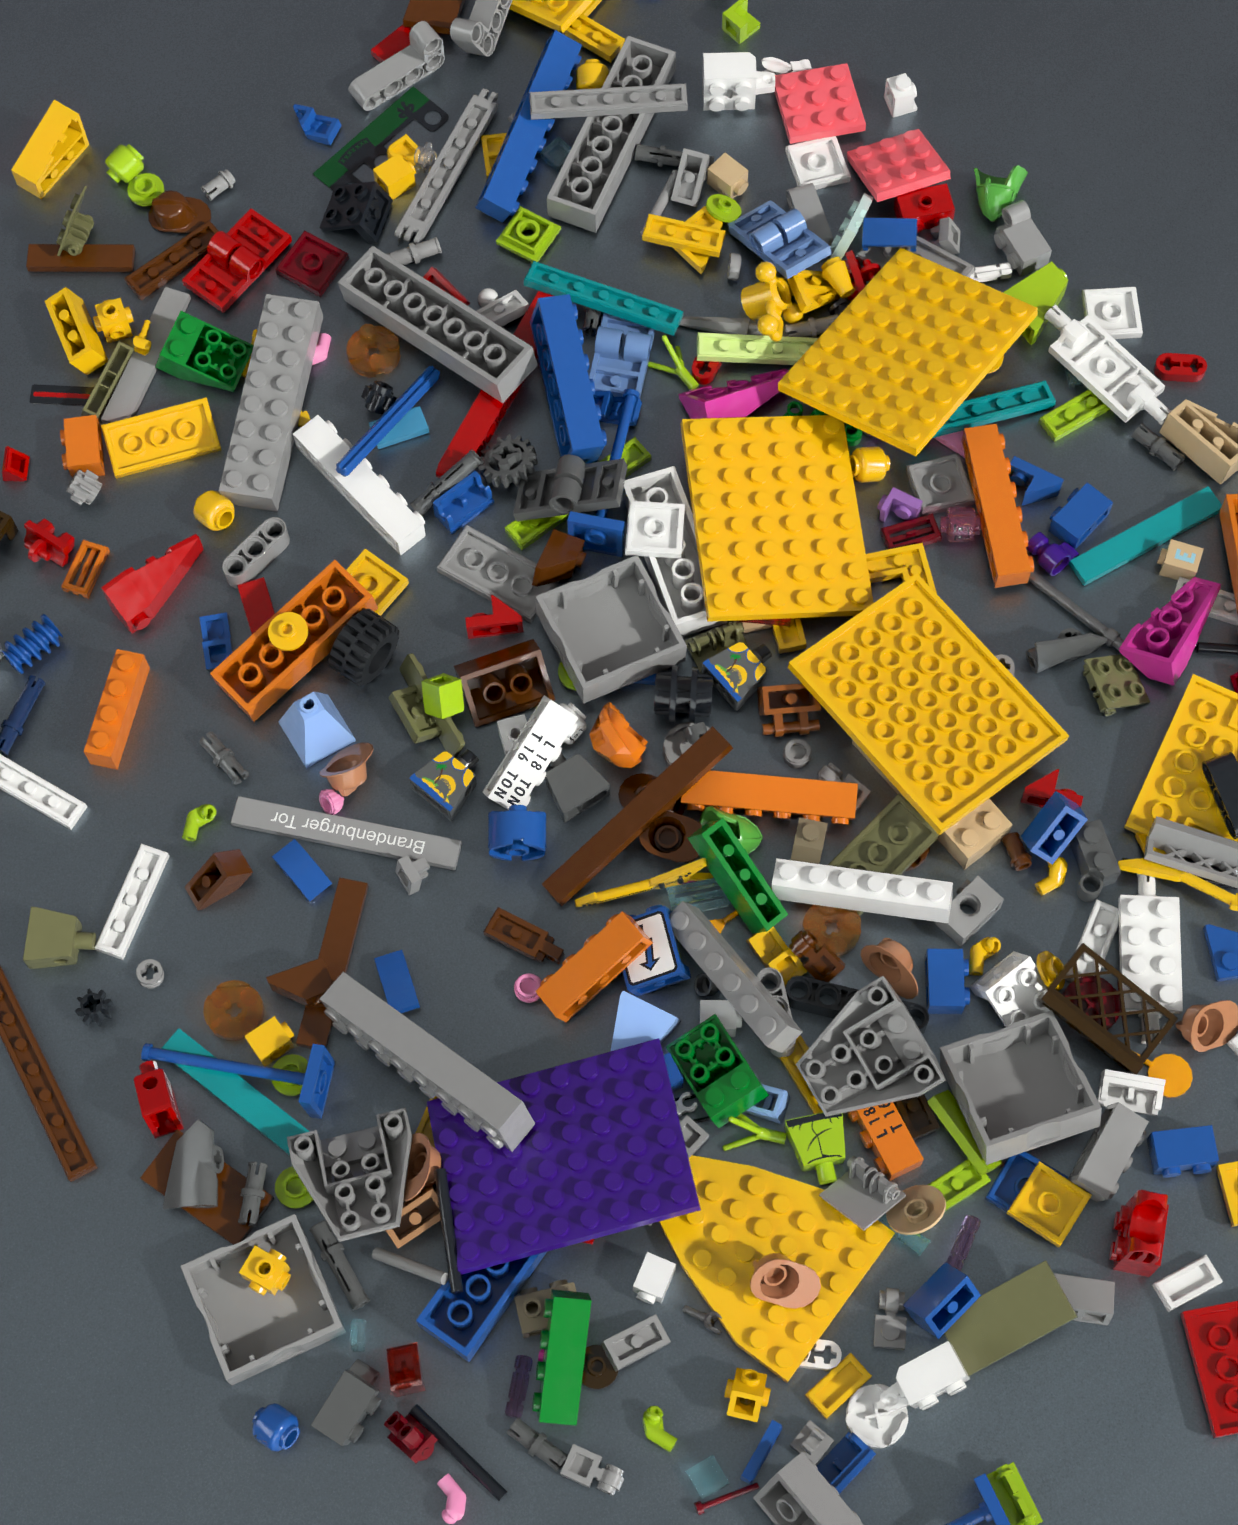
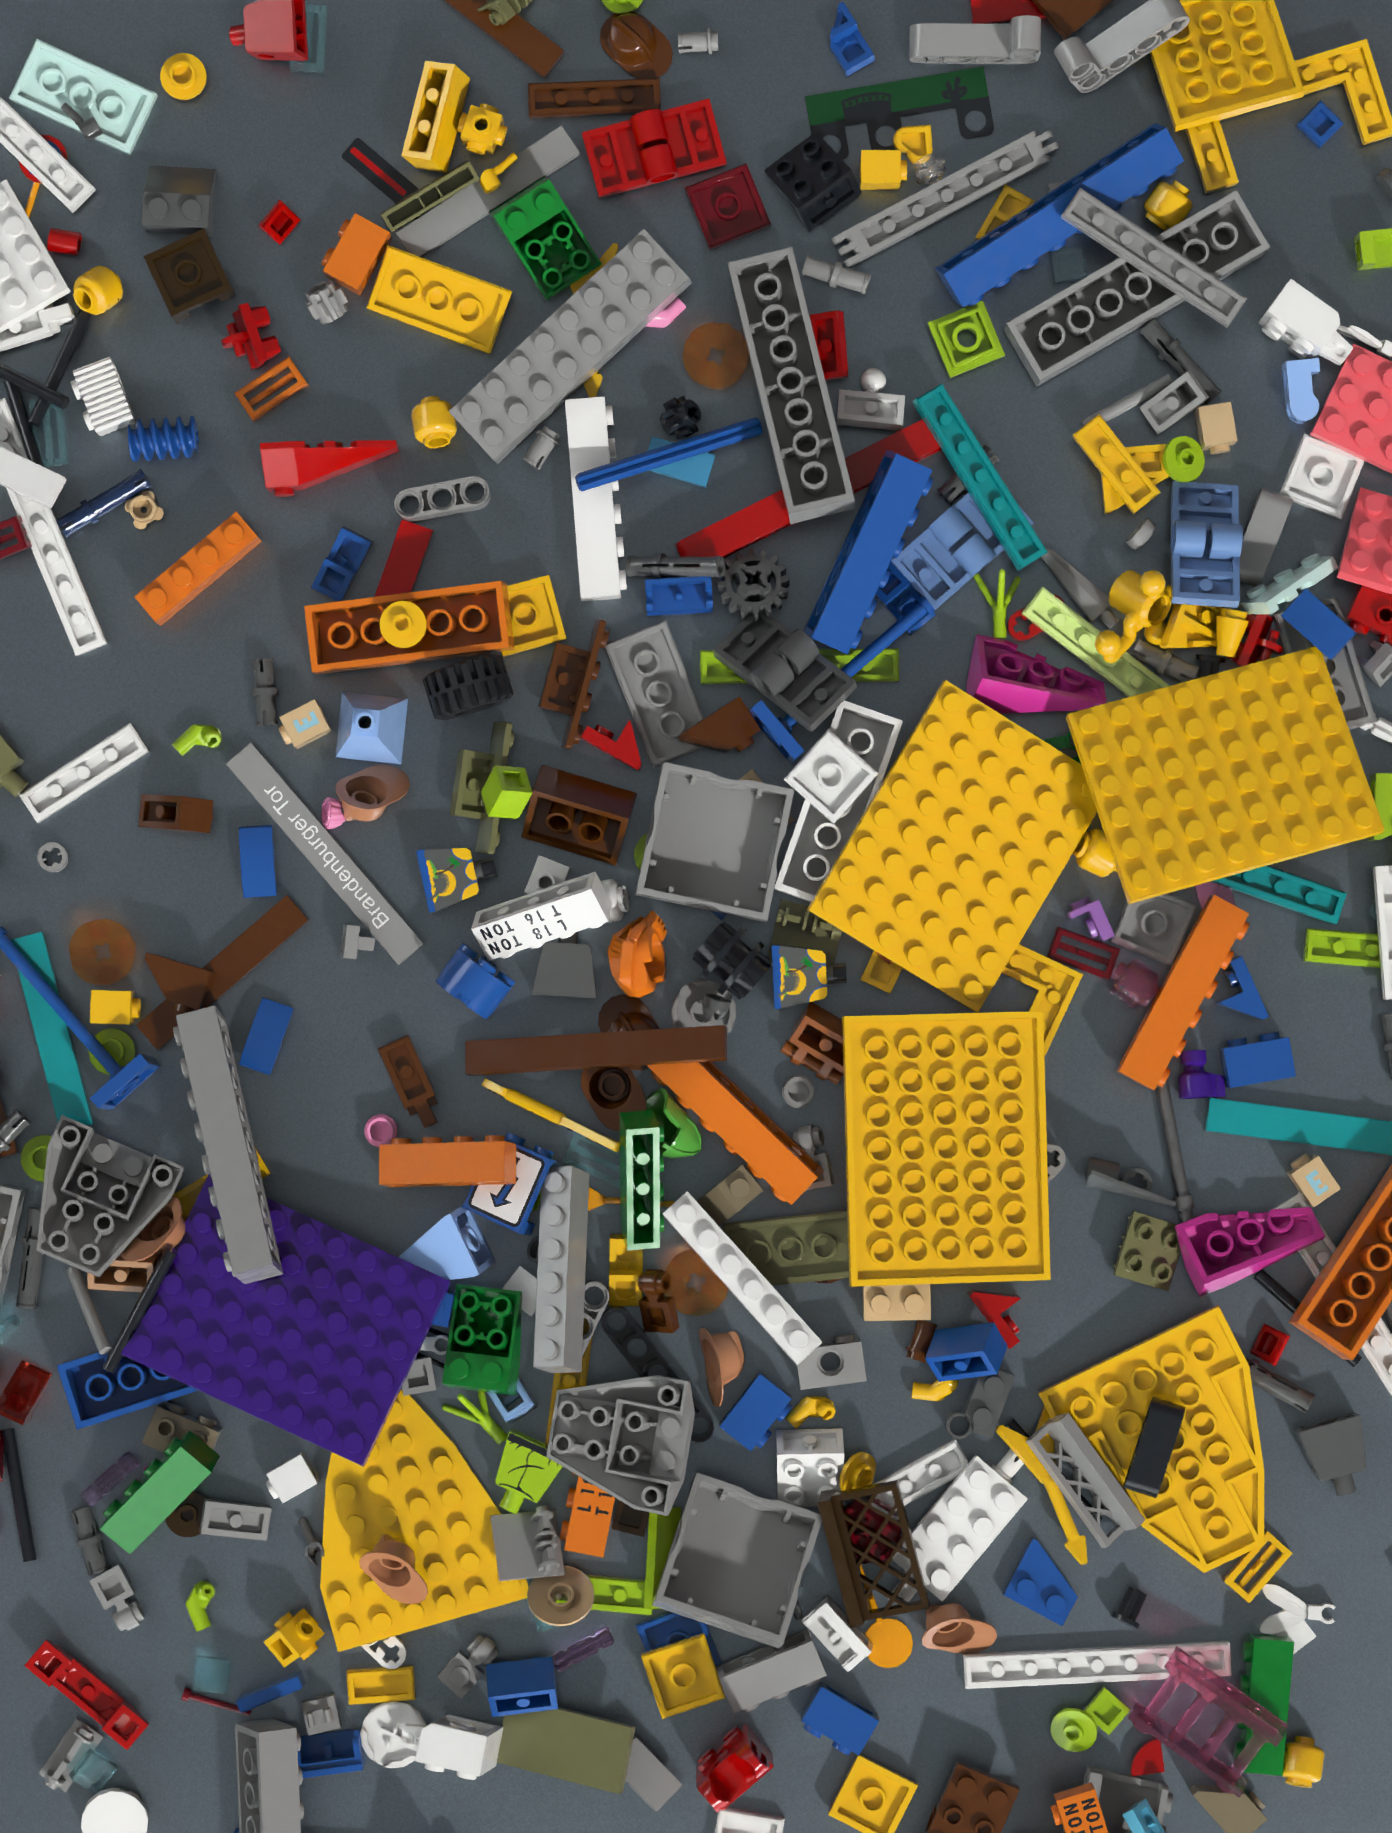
camera: 35 degrees right, 20 degrees up
(45, 696) = (146, 500): none -> tan plate
(268, 756) = (304, 724): none -> tan brick
(299, 476) = (541, 447): none -> light grey pin
(432, 604) = (569, 680): none -> reddish brown bracket
(761, 124) = (1298, 389): none -> light blue leg

